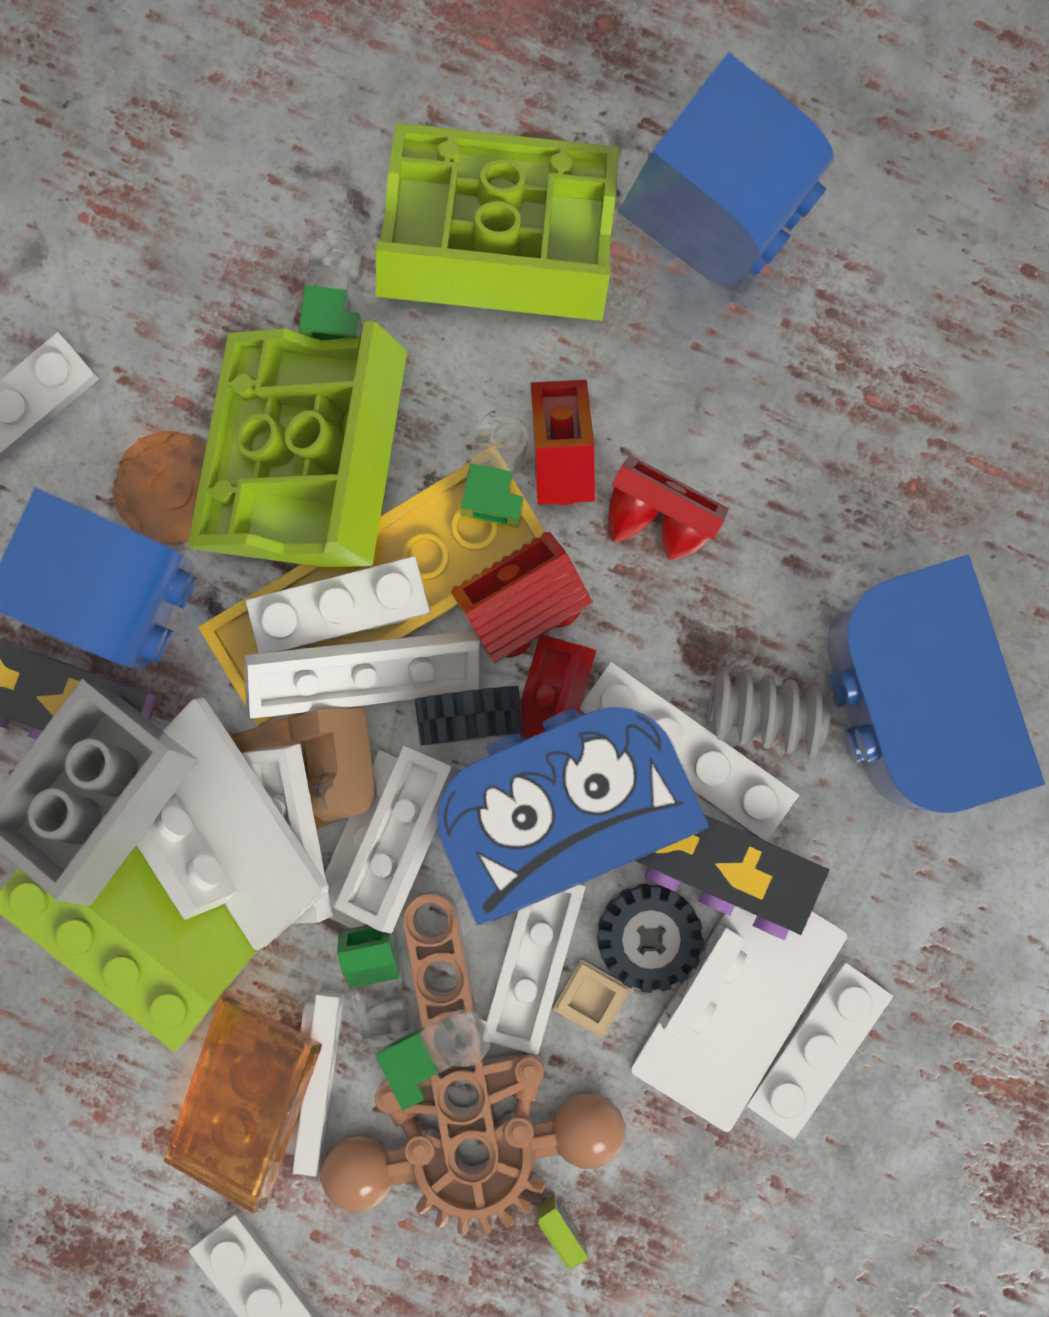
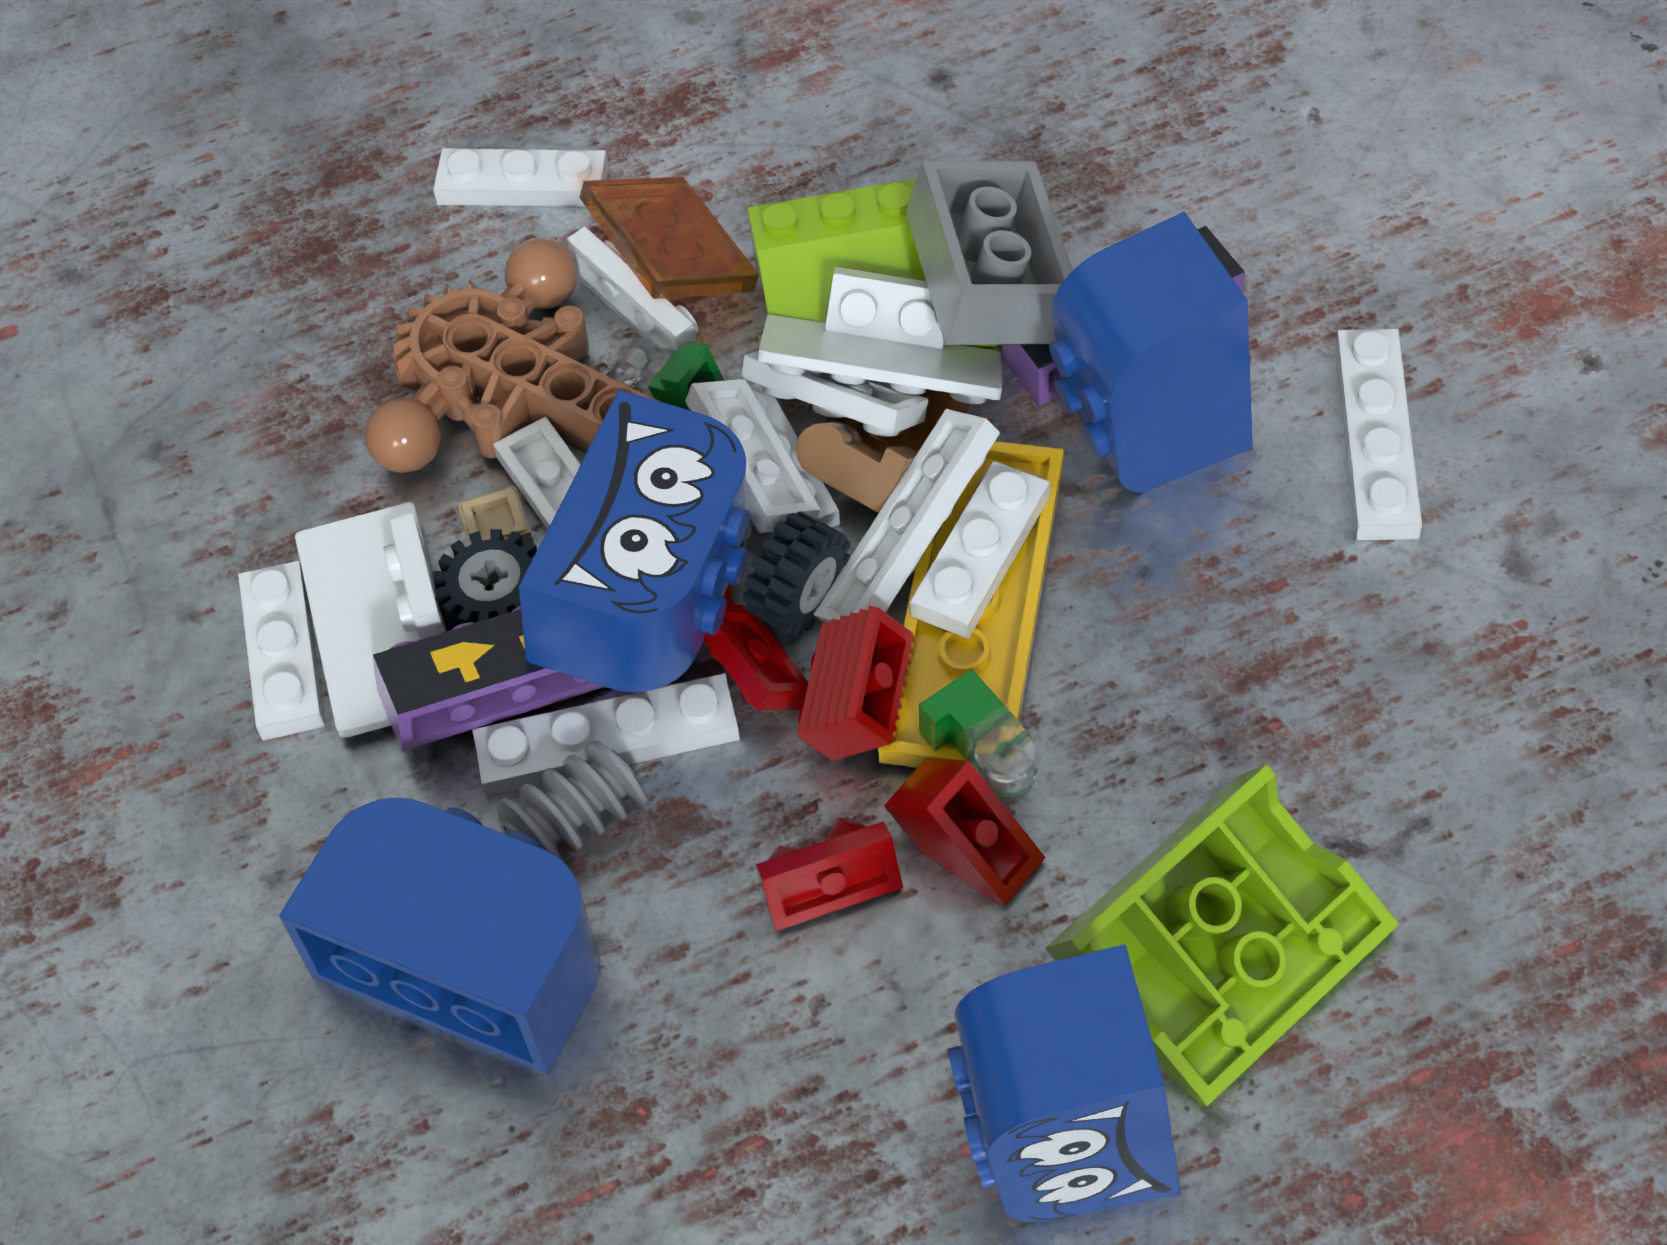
camera: 140 degrees right, 30 degrees down
(160, 485) = (1206, 522): clear orange tile -> none
(299, 447) = (1147, 618): lime piece -> none
(331, 275) = (1265, 733): leg -> none
(451, 1040) = (570, 352): leg -> none
(561, 1232) = (355, 373): lime tile -> none

